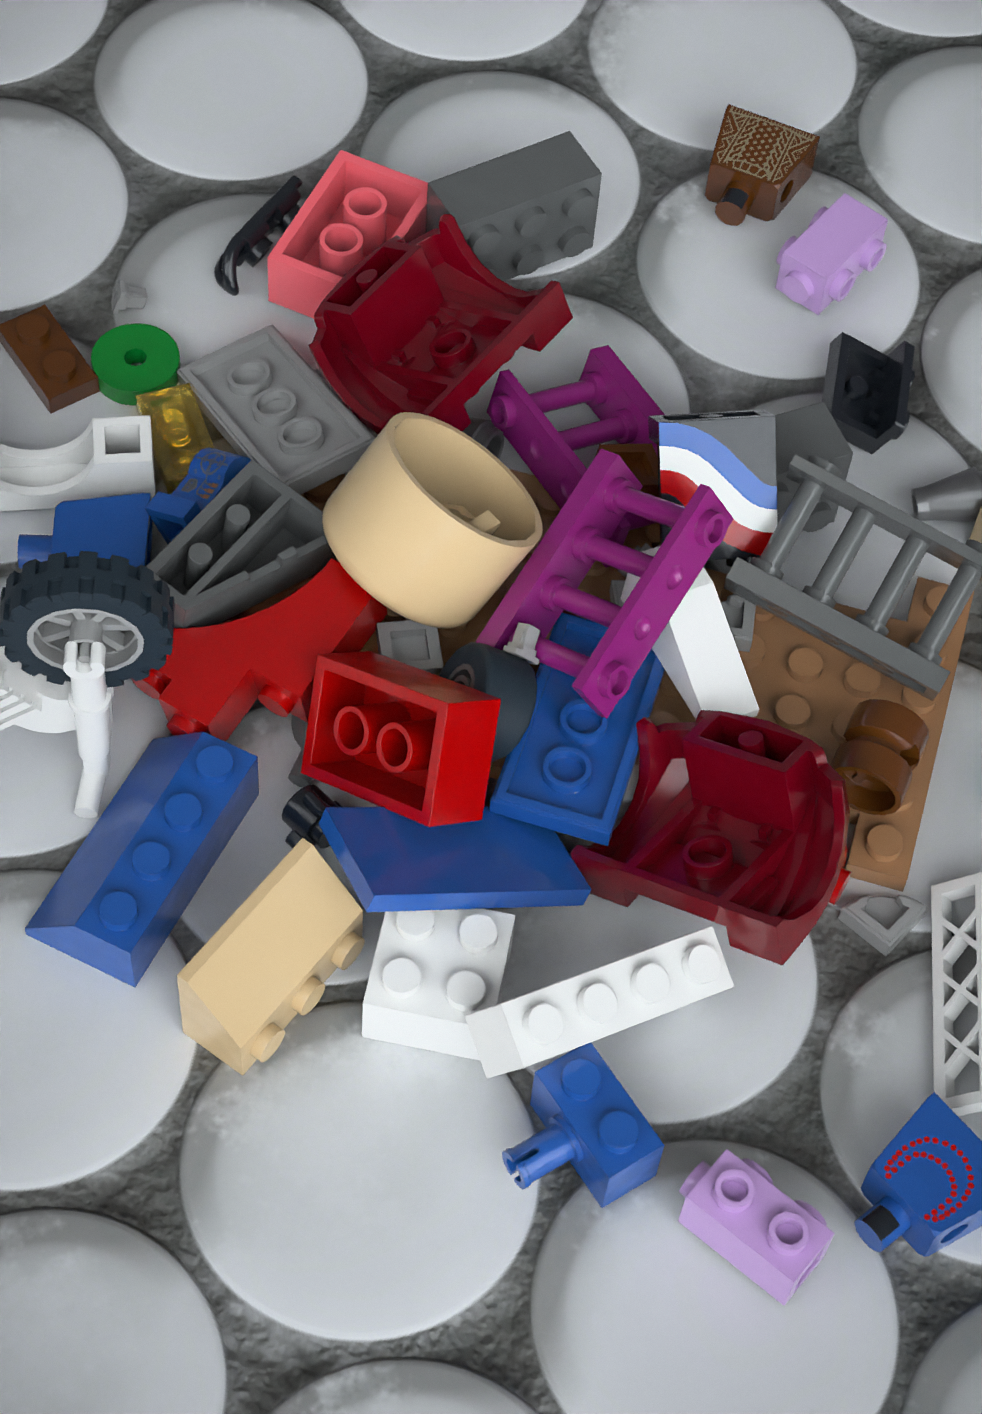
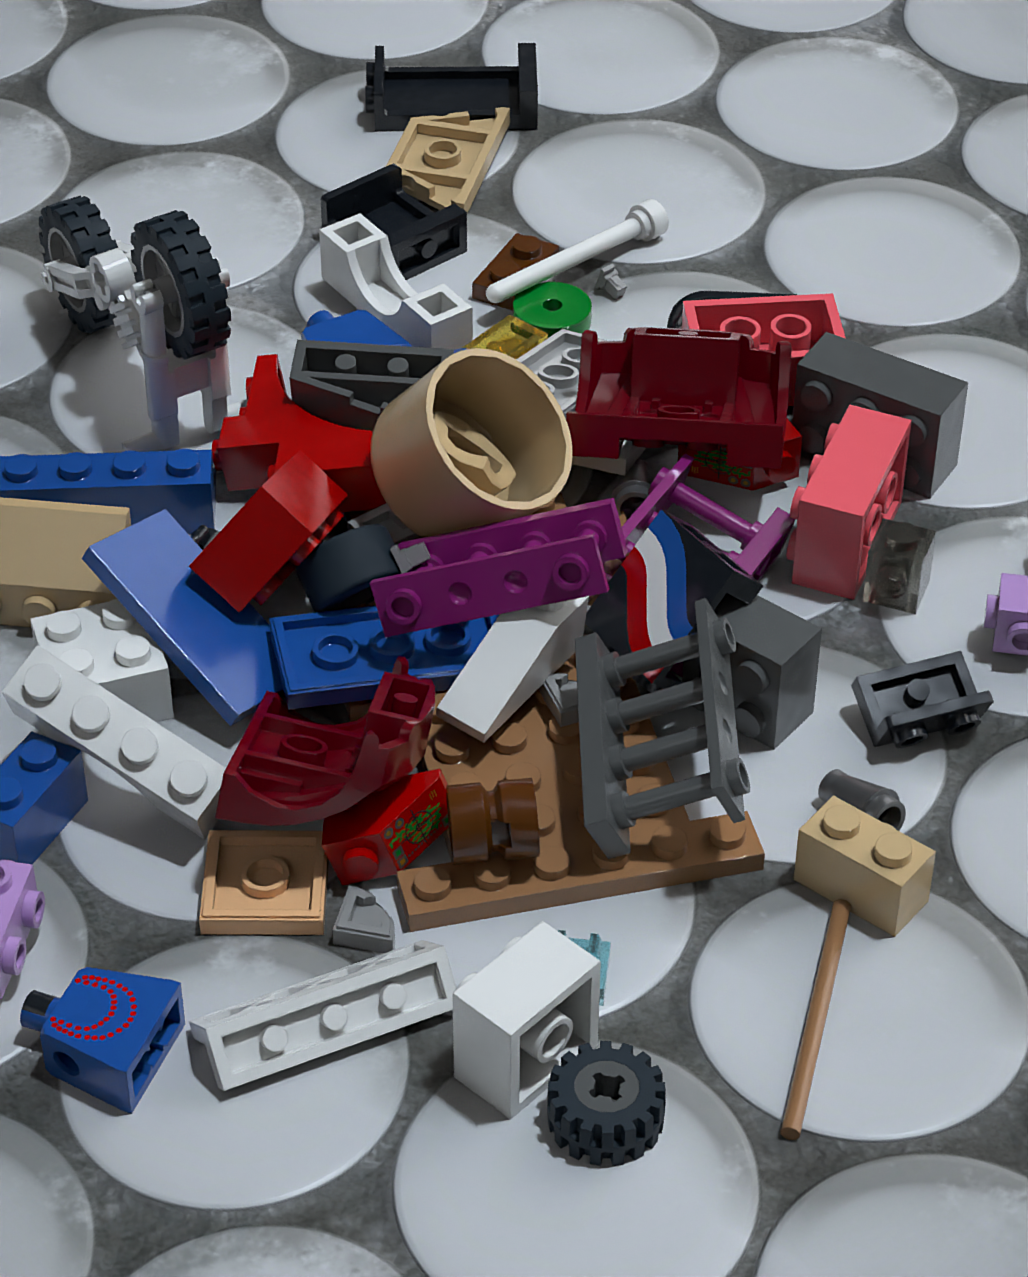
camera: 65 degrees right, 15 degrees down
(63, 224) = (643, 223): none -> white piece
(618, 291) = (846, 499): none -> coral brick
(697, 313) = (901, 554): none -> clear smoke brick
(803, 994) = (264, 883): none -> light nougat tile

